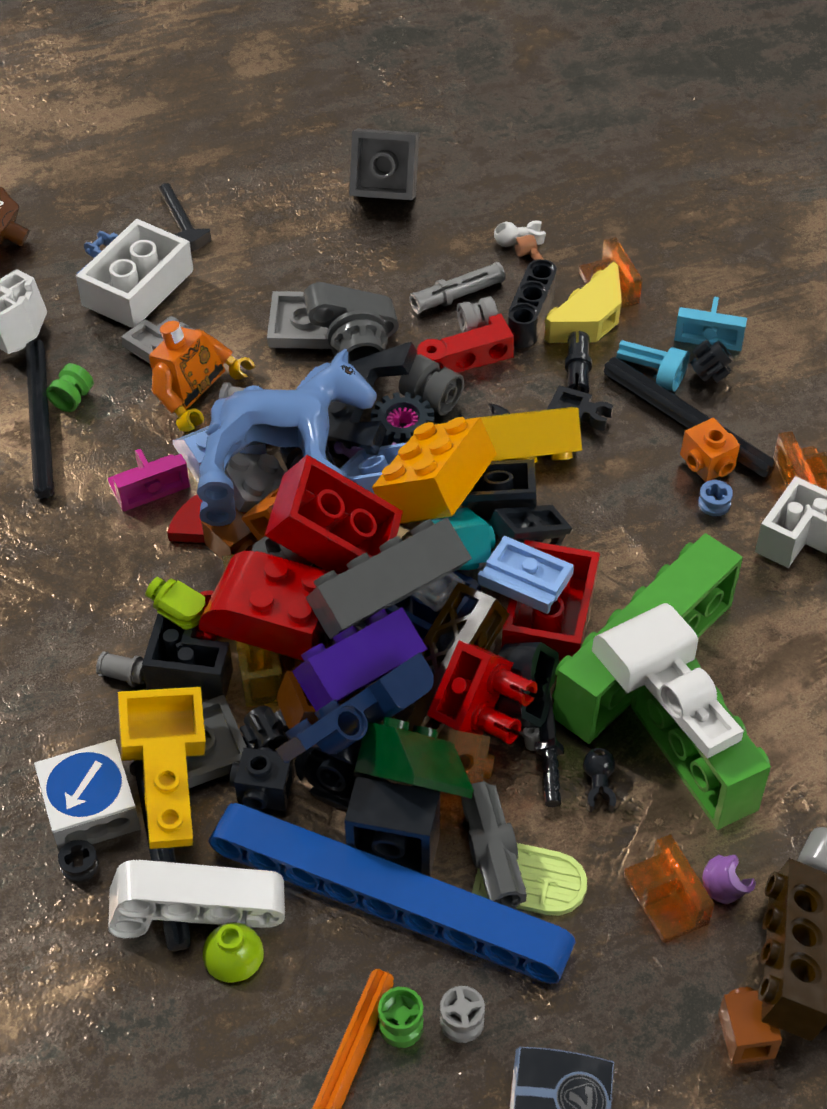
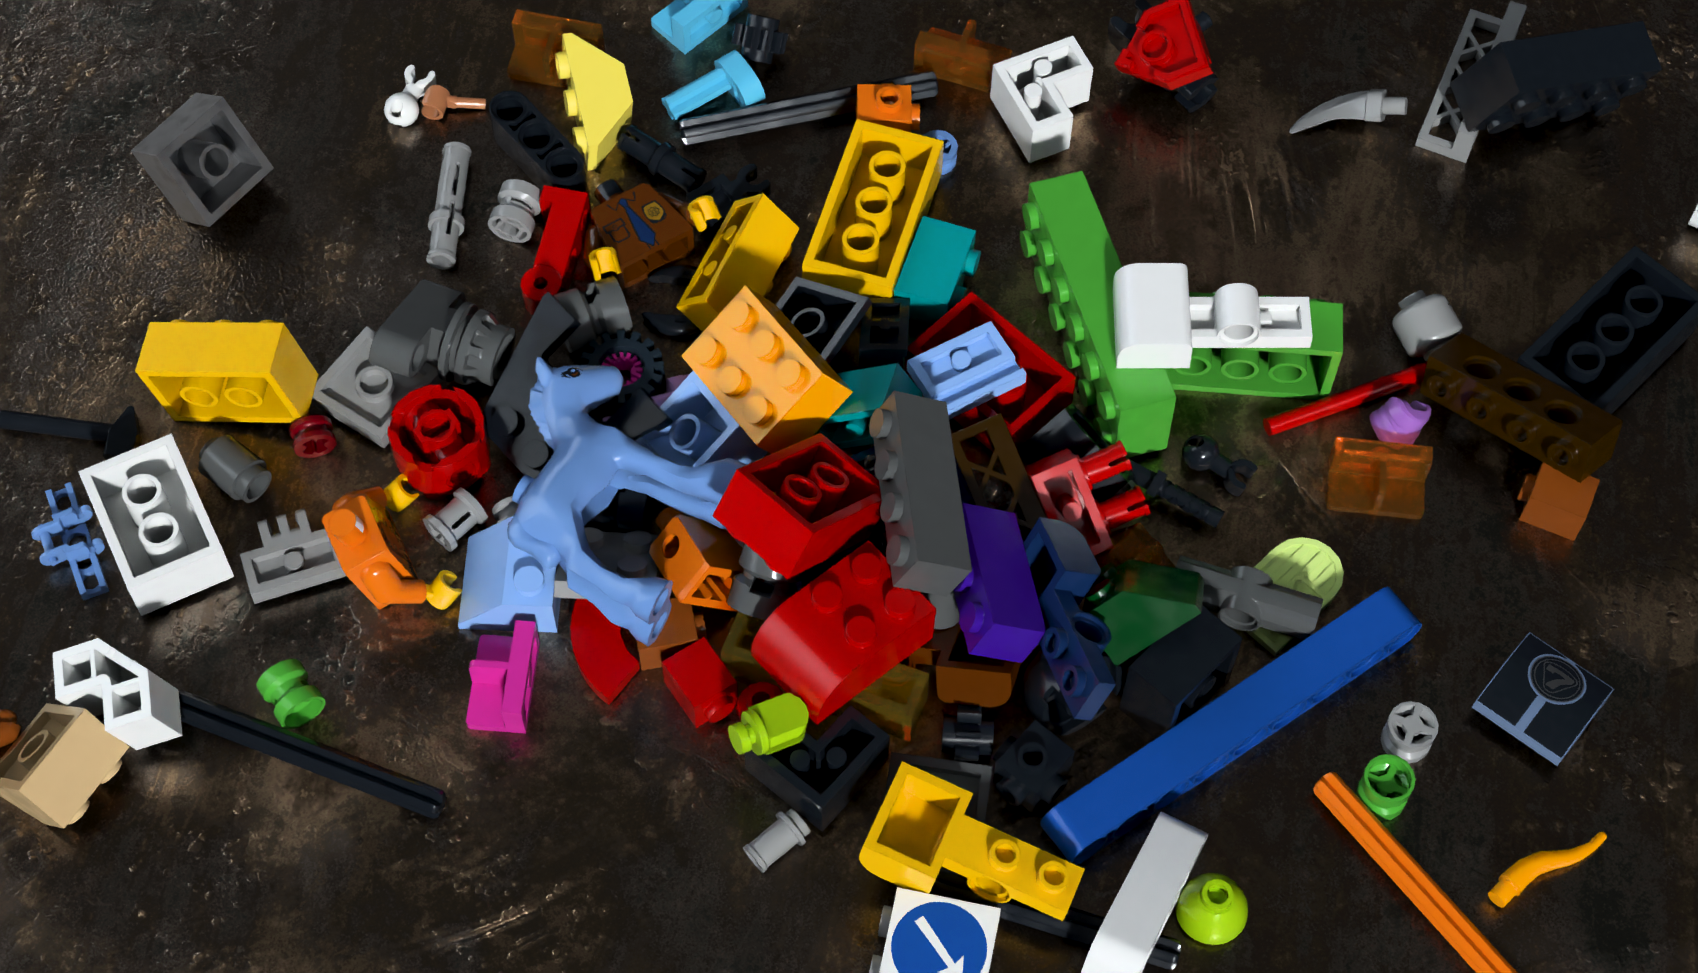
camera: 60 degrees left, 10 degrees up
(200, 289) = (234, 468): none -> dark grey brick
(204, 565) = (700, 683): none -> red brick
(248, 310) = (312, 436): none -> dark red bush
(250, 244) = (227, 371): none -> yellow brick
(281, 356) = (439, 440): none -> red brick
(506, 376) = (641, 231): none -> reddish brown torso
(616, 532) = (937, 269): none -> teal brick
(624, 481) = (874, 209): none -> yellow brick
(717, 834) = (1344, 400): none -> red bar

